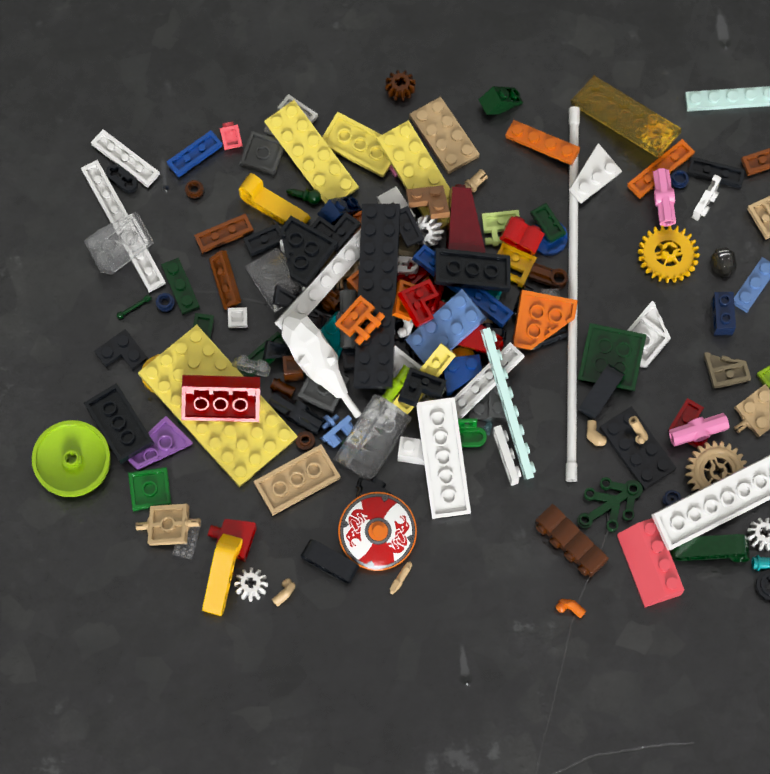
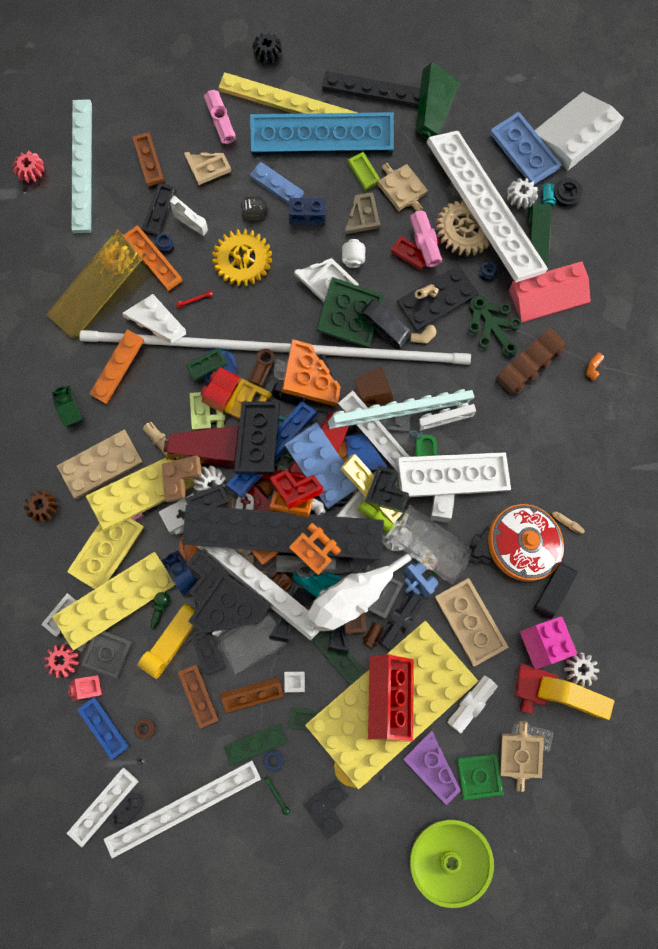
camera: 90 degrees left, 5 degrees up
(118, 243) = (207, 812): clear slope -> none
(118, 423) = (412, 810): black plate -> none
(217, 480) = (472, 704): none -> white piece
(254, 107) = (59, 669): none -> coral gear
(254, 367) = (350, 674): clear plate -> none
(276, 548) = (548, 642): none -> dark pink brick
(285, 593) = (589, 635): tan arm -> none
(305, 446) = (424, 617): reddish brown plate -> none
(530, 381) = (373, 388): none -> reddish brown torso
(627, 224) = (180, 304): none -> red hinge
(664, 197) = (186, 253): bright pink piece -> none
(679, 361) = (353, 253): none -> white head
(756, 51) = (28, 166): none -> coral gear

